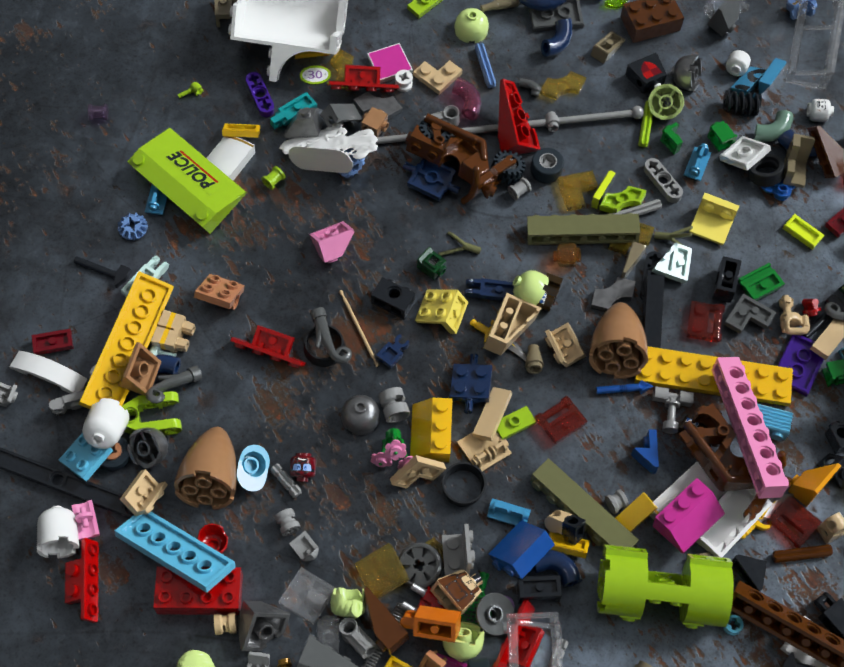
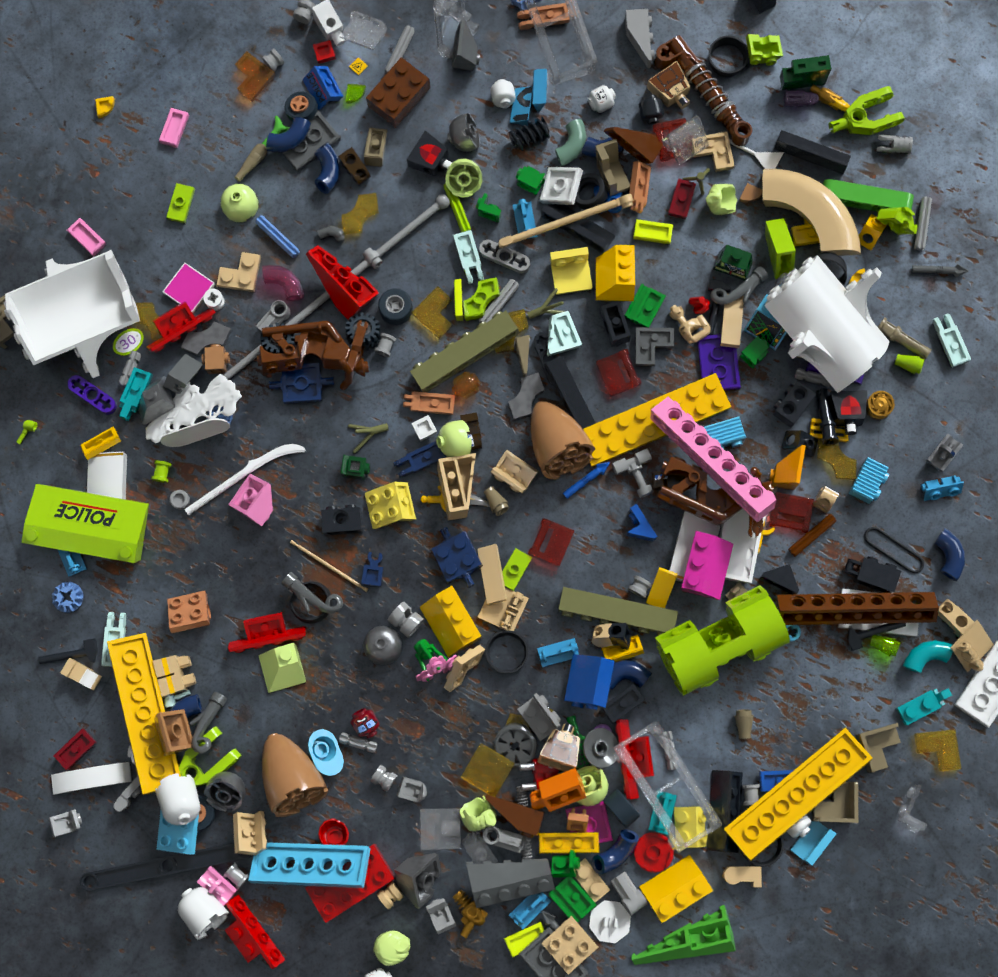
camera: 25 degrees left, 15 degrees up
(99, 287) = (81, 674): none -> tan leg
(107, 523) = (236, 876): none -> light grey bush
(265, 381) = (282, 667): none -> yellowish green slope
(273, 207) = (179, 499): none -> light grey tile
(312, 86) = (130, 364): none -> light grey axle
(349, 216) = (250, 467): none -> white piece
(510, 266) = (424, 428): none -> white tile
(528, 252) = (430, 403): none -> nougat hinge
(581, 48) = (354, 166): none -> dark brown leg
(633, 161) = (468, 254): none -> light aqua hinge
(740, 192) = (582, 229): none -> black panel
(752, 241) = (616, 274): none -> yellow slope
(792, 190) = (624, 201): none -> tan hinge
(812, 190) = (639, 185): none -> nougat hinge
(817, 35) = (546, 13): none -> nougat hinge

